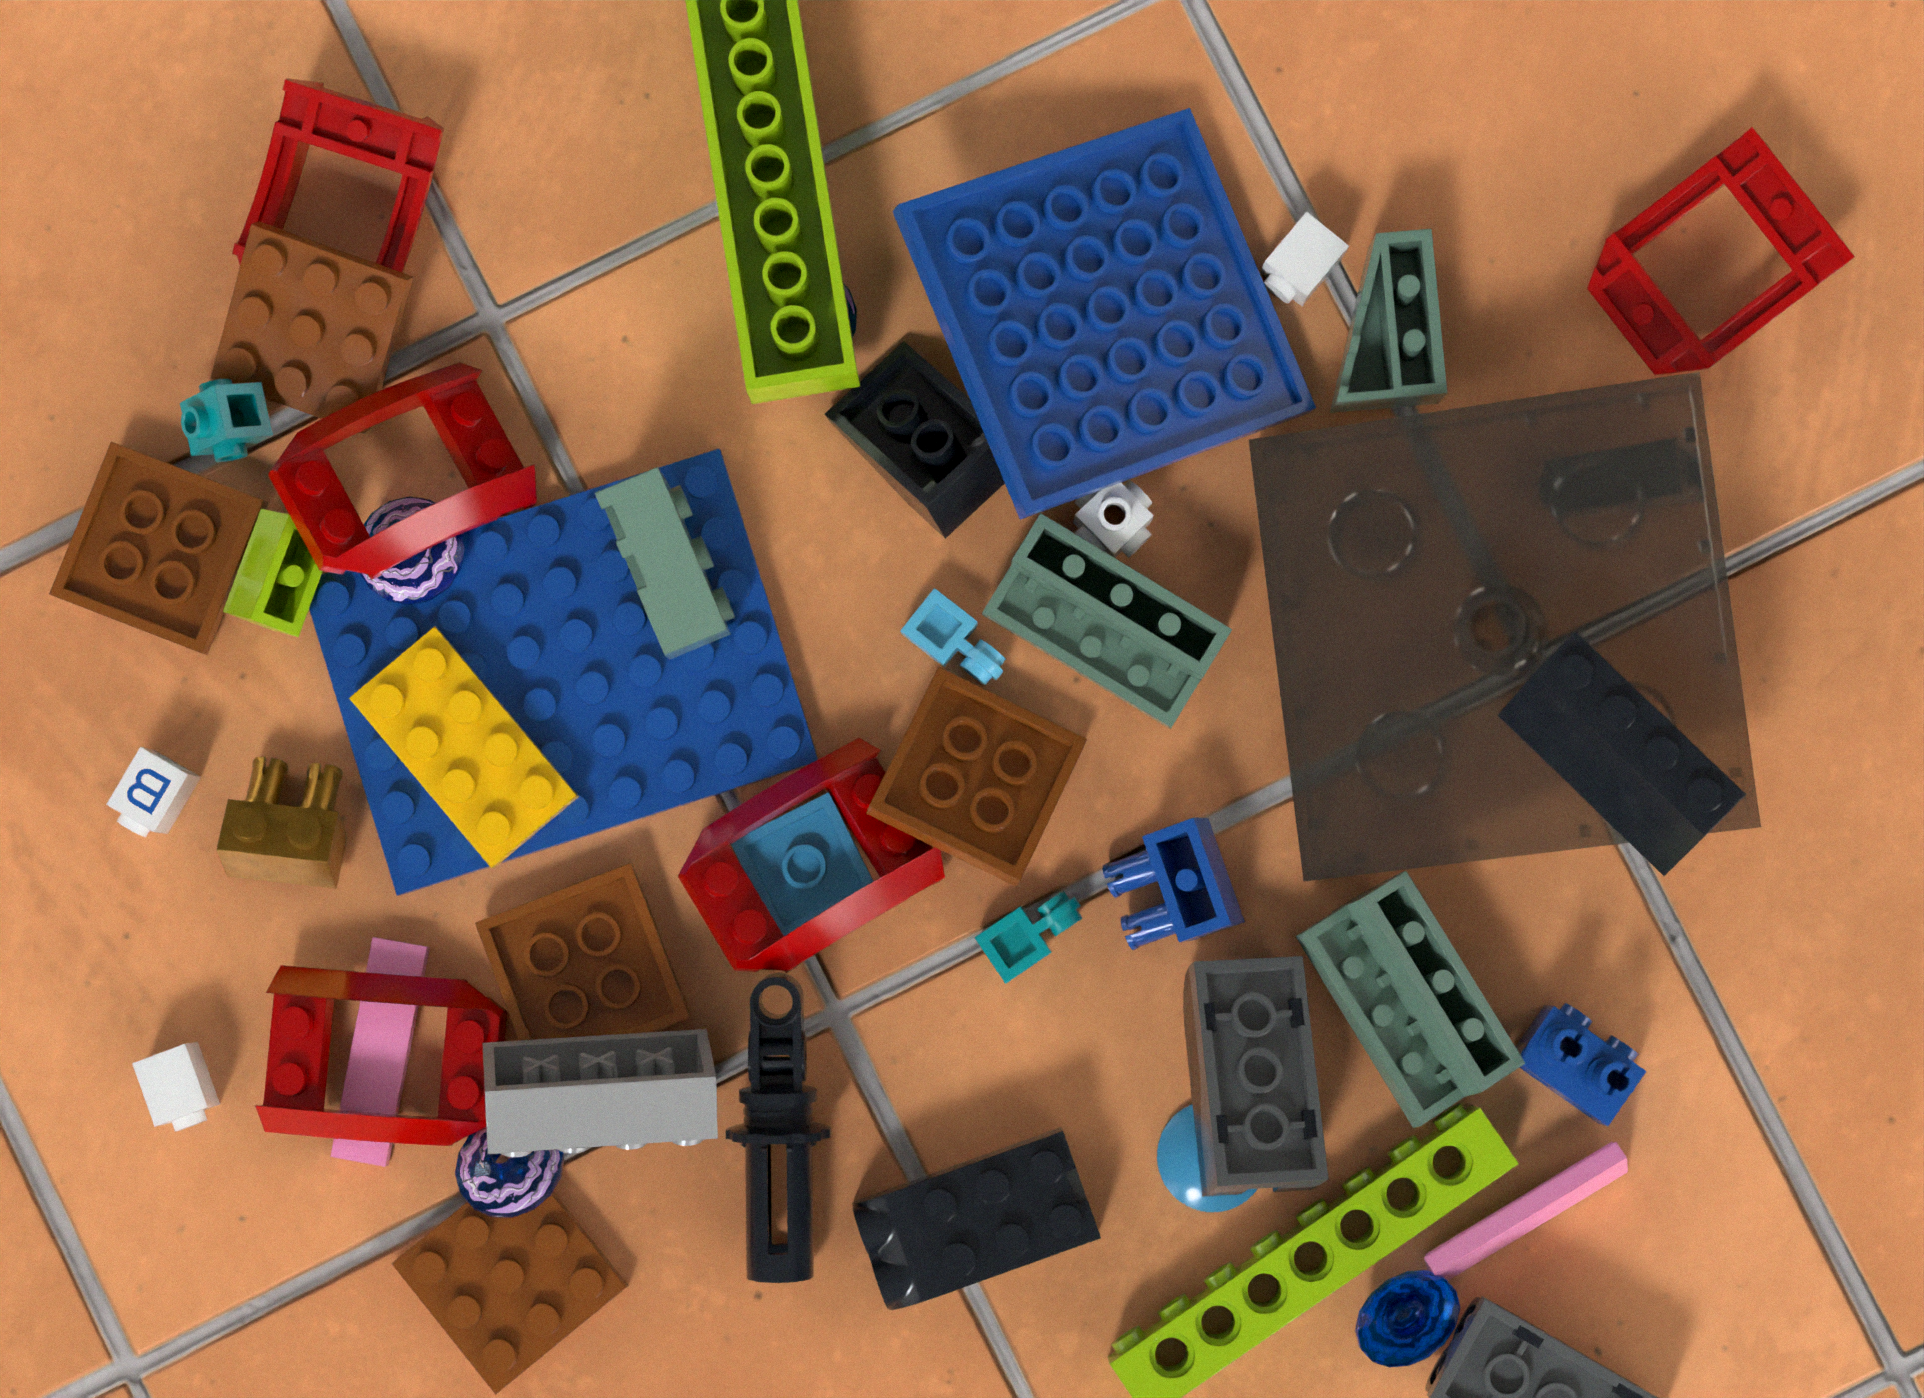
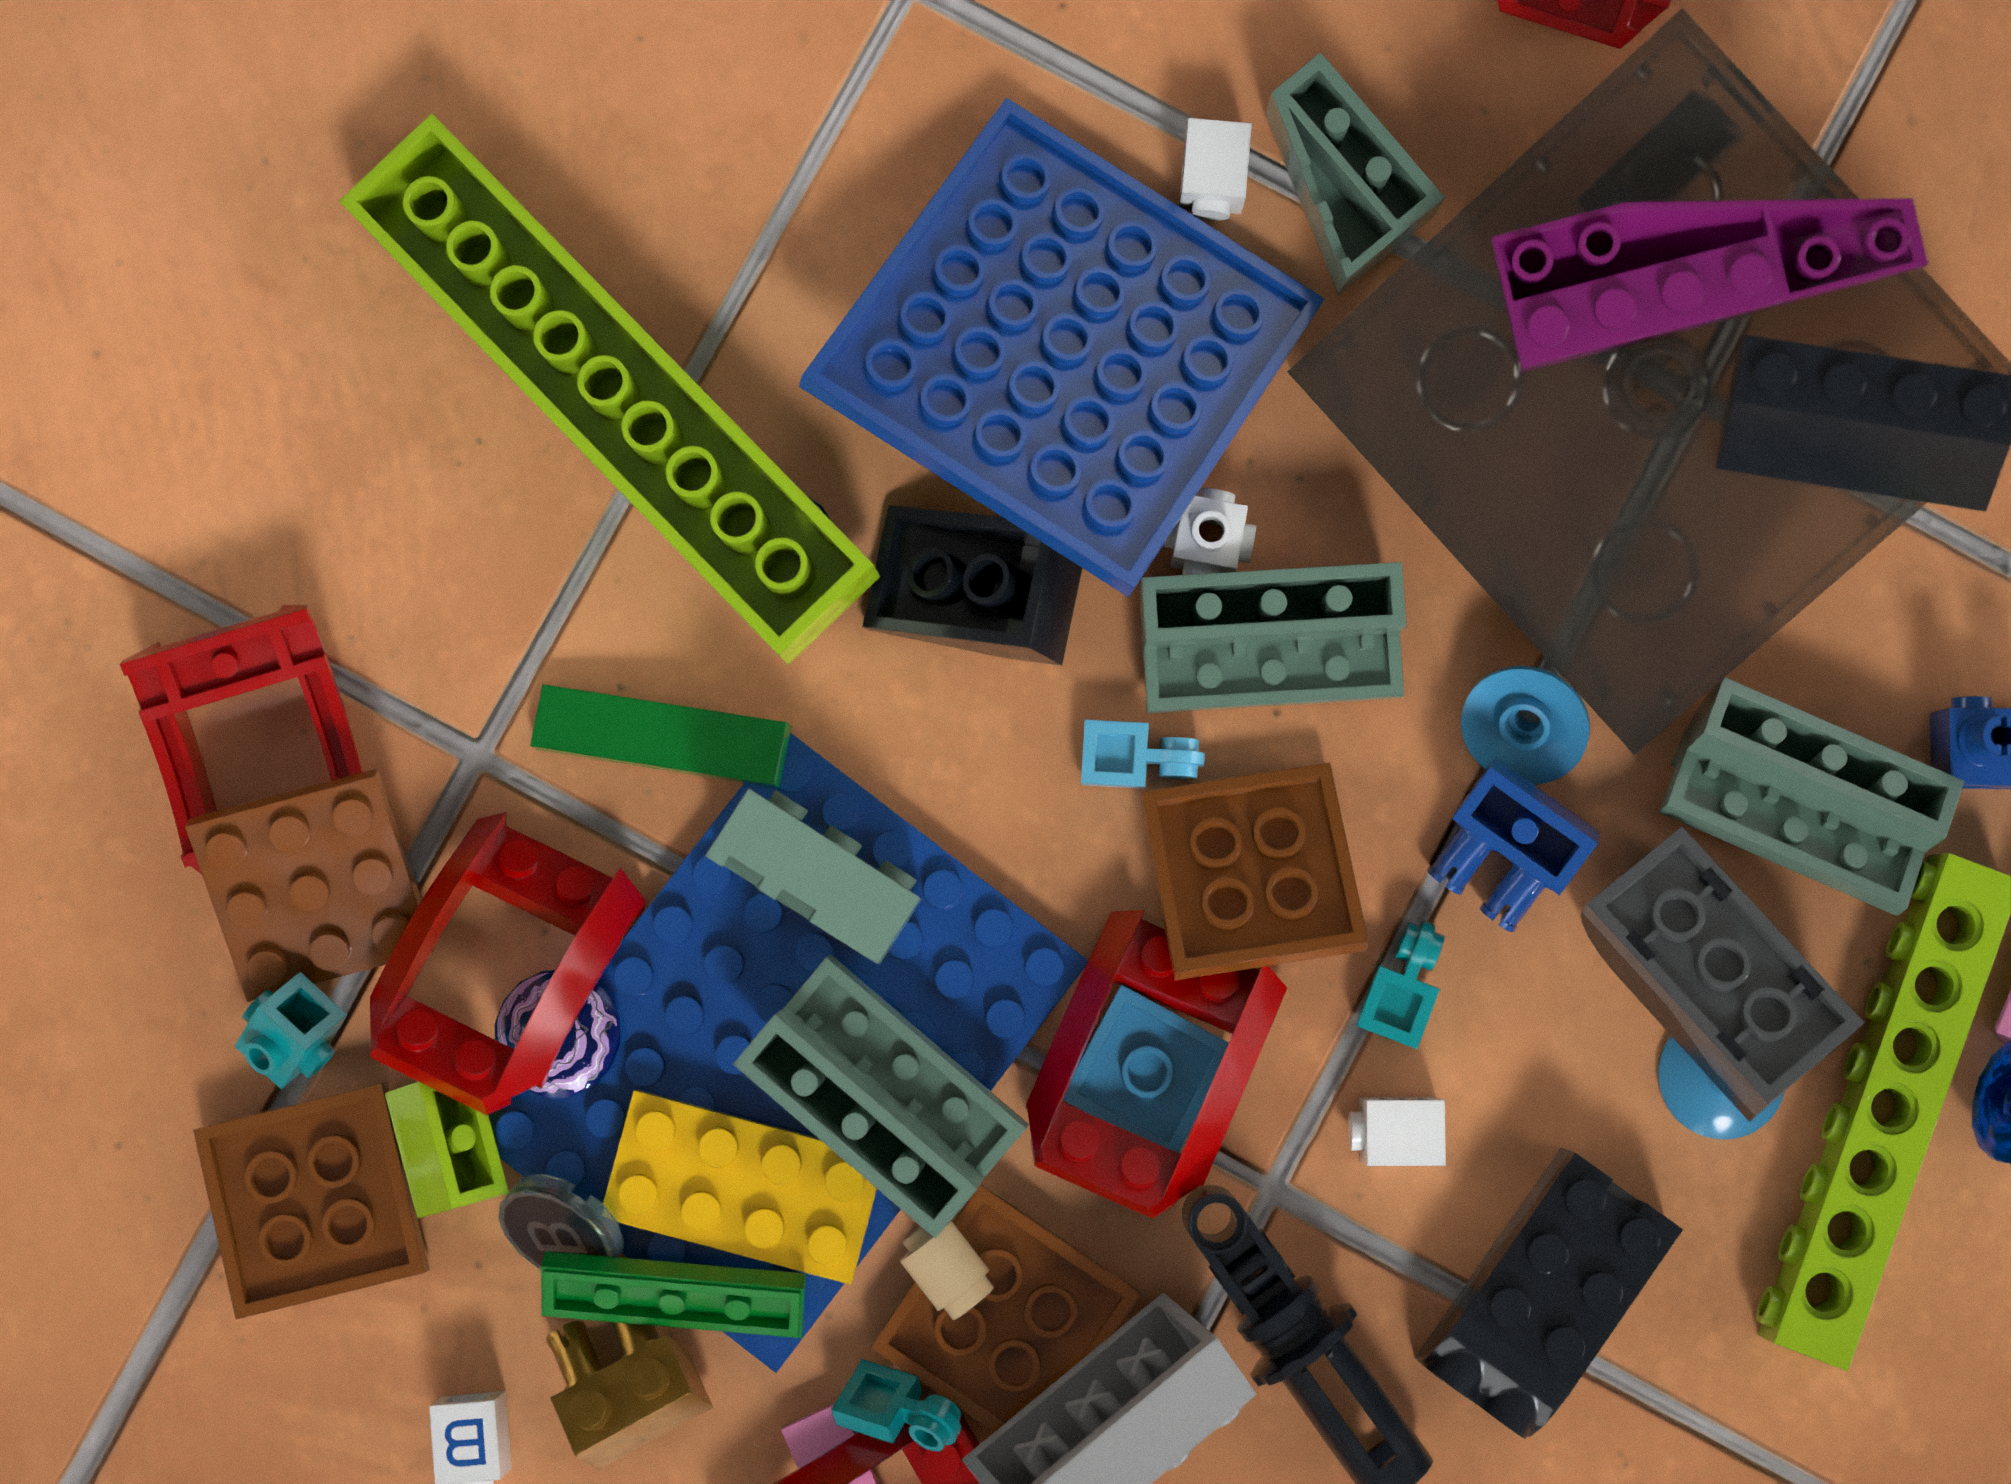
camera: 35 degrees left, 0 degrees up
(315, 688) = (546, 1216): none -> tile
(362, 787) = (673, 1294): none -> green tile
(457, 965) = (884, 1398): none -> teal plate
(565, 901) = (946, 1269): none -> tan brick
(603, 748) = (881, 1095): none -> sand green brick
(628, 392) = (661, 736): none -> green tile
(951, 1032) = (1399, 1131): none -> white brick
(1224, 797) = (1533, 750): none -> dark azure dish
(1569, 554) = (1687, 265): none -> magenta wedge

